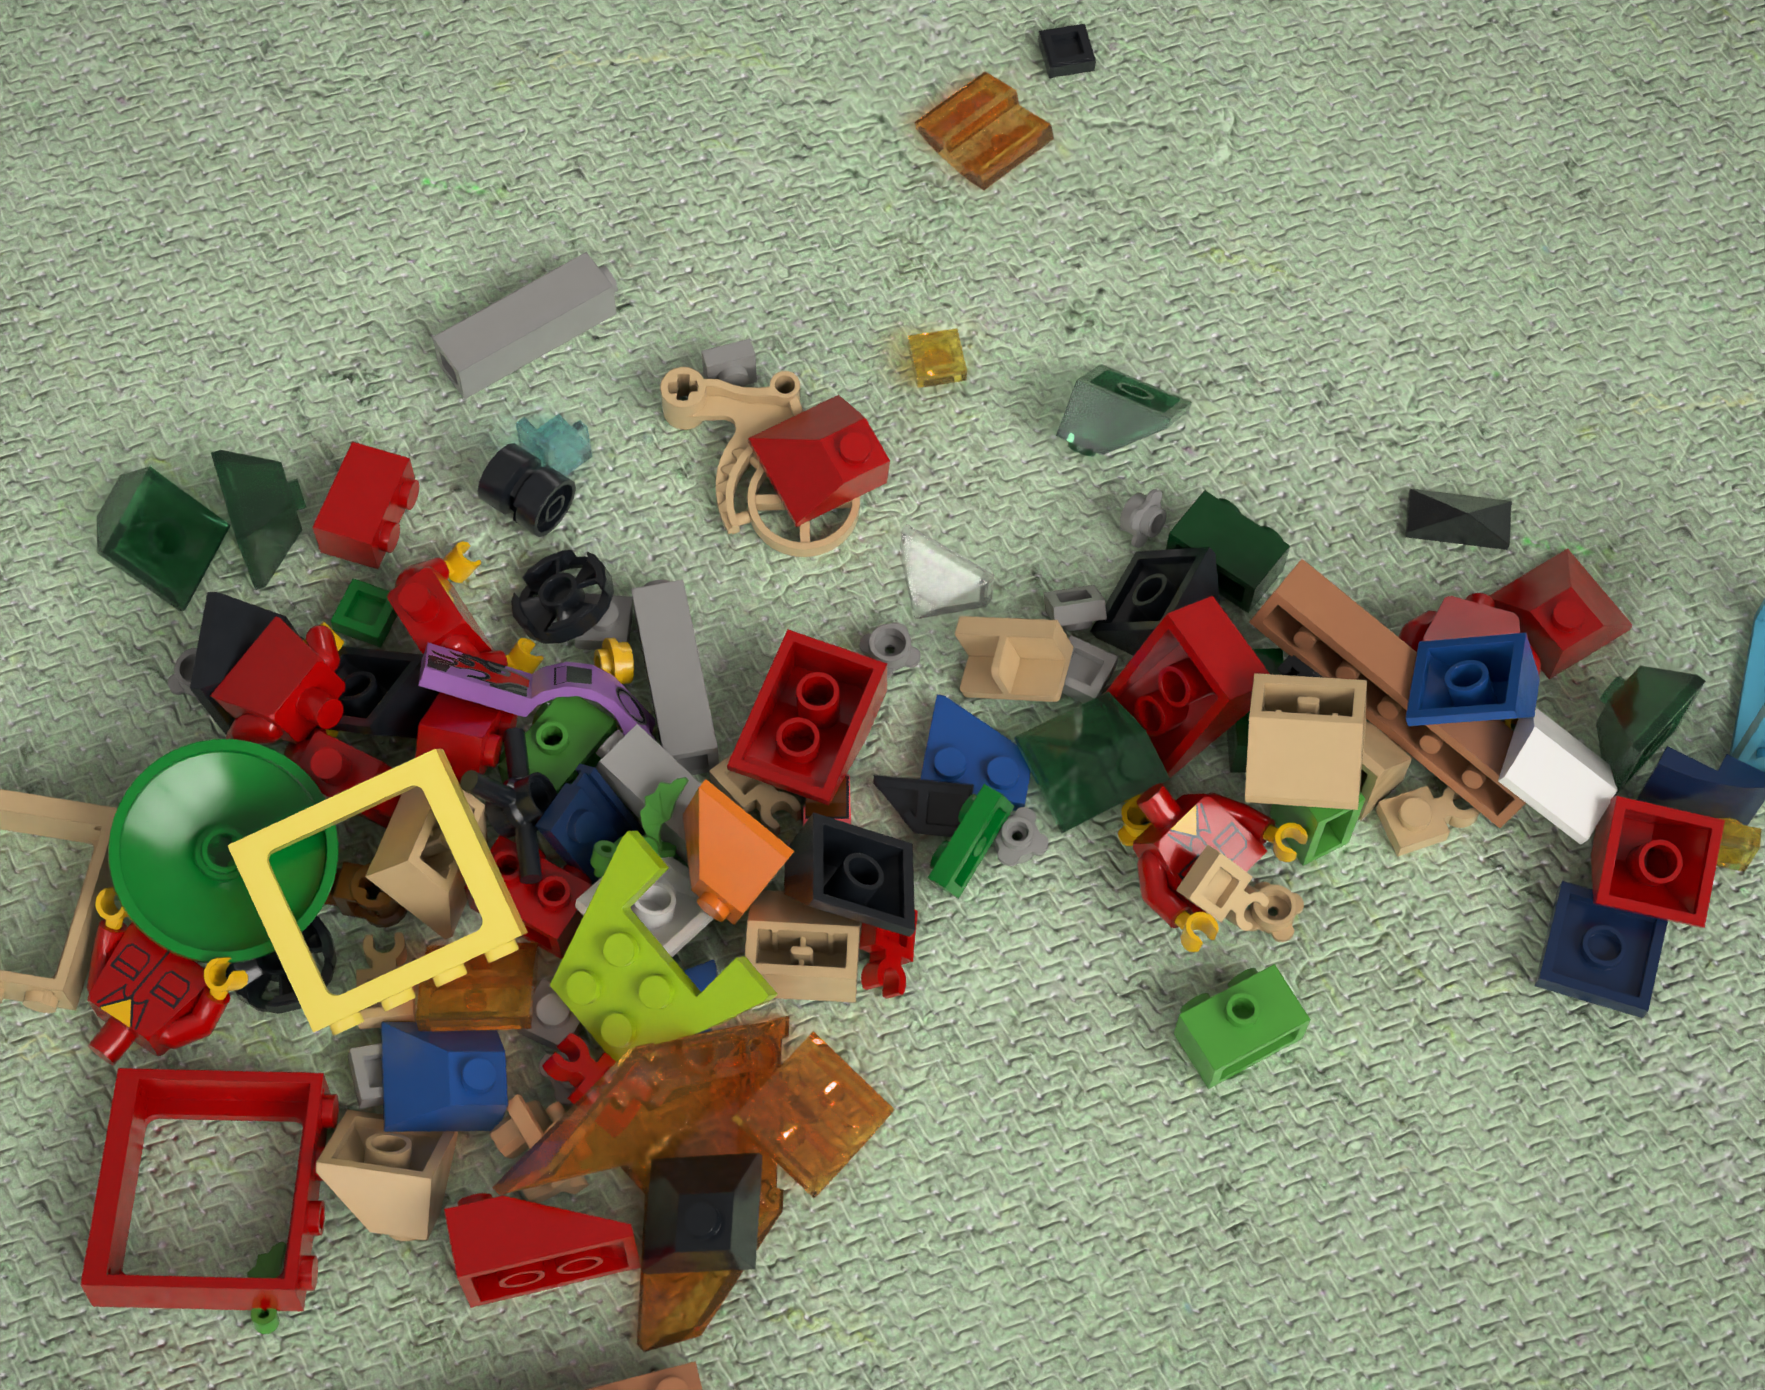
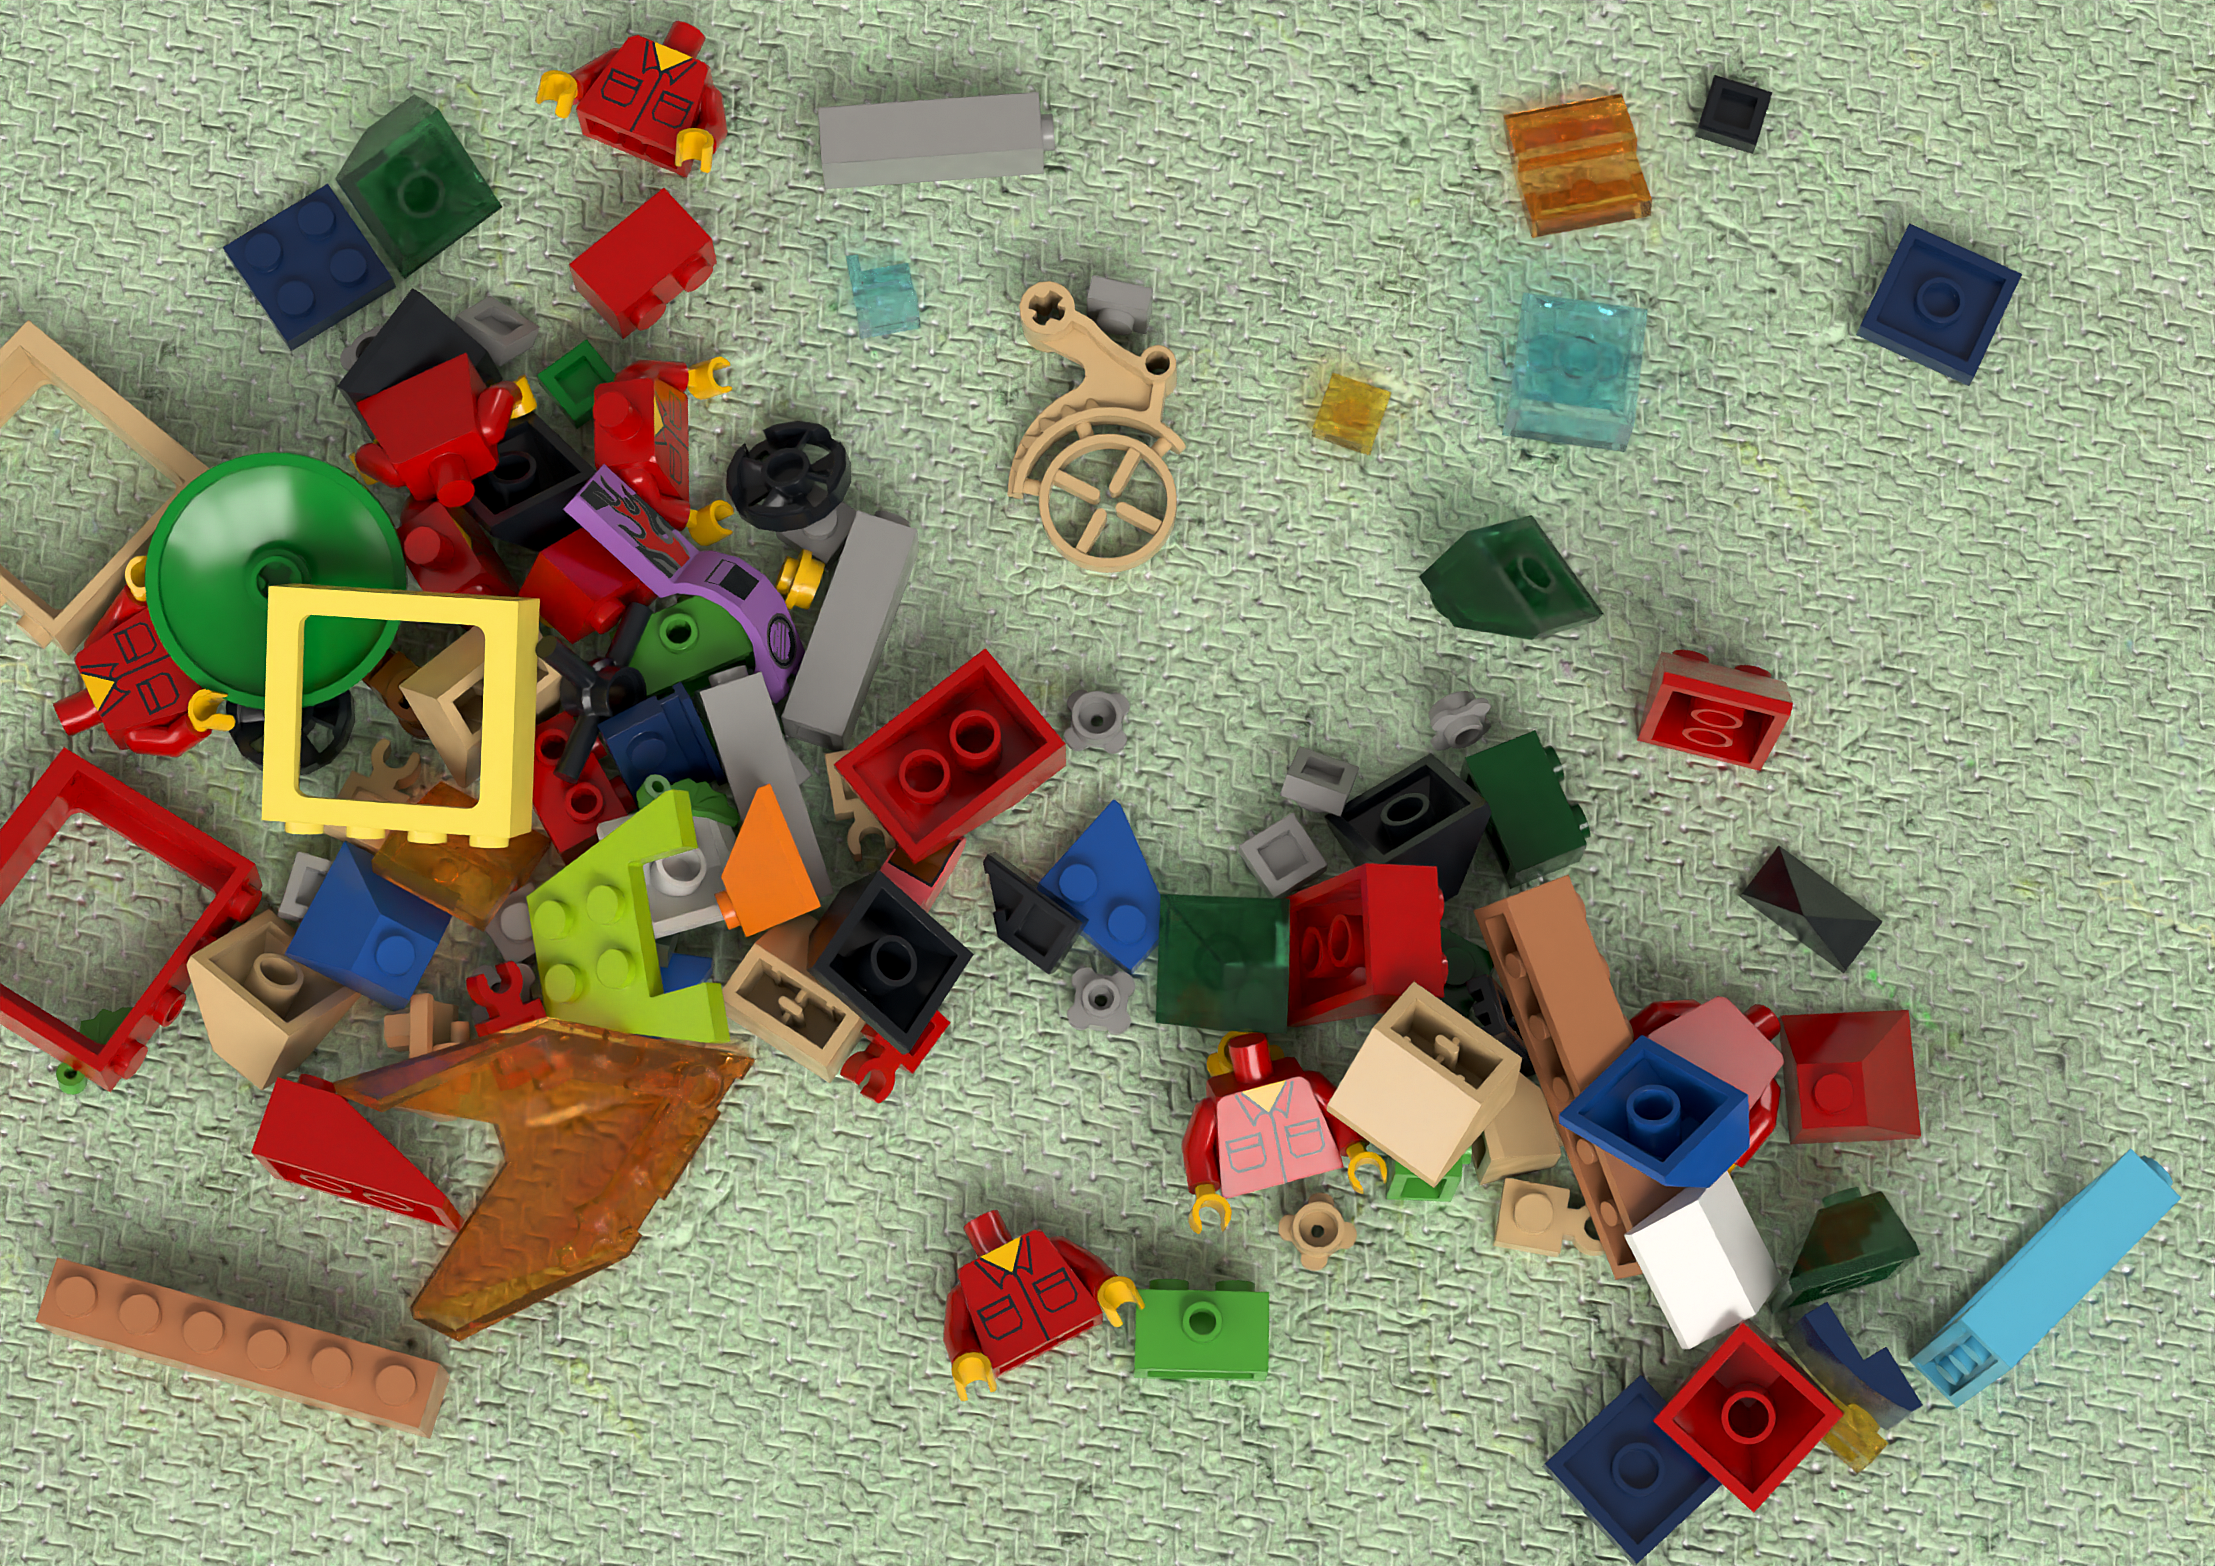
camera: 30 degrees right, 10 degrees up
(106, 637) = (309, 267): none -> dark blue plate
(260, 510) = (528, 213): clear green slope -> none
(287, 602) = (498, 329): none -> light grey plate
(300, 397) = (647, 100): none -> red torso
(521, 485) = (817, 328): black wheel -> none
(660, 809) = (729, 777): bright green piece -> none
(703, 1213) = (539, 1218): black slope -> none
(813, 1114) = (710, 1178): clear orange slope -> none
(821, 459) = (1143, 467): red slope -> none
(940, 578) = (1194, 671): clear slope -> none
(979, 825) = (1024, 991): green plate -> none
(1013, 658) = (1213, 808): tan panel -> none
(1074, 252) = (1574, 372): none -> clear light blue brick
(1101, 1070) = (1024, 1300): none -> red torso
(1221, 888) = (1259, 1179): tan plate -> none
(1282, 99) = (1939, 304): none -> dark blue plate
(1317, 416) = (1714, 709): none -> red slope

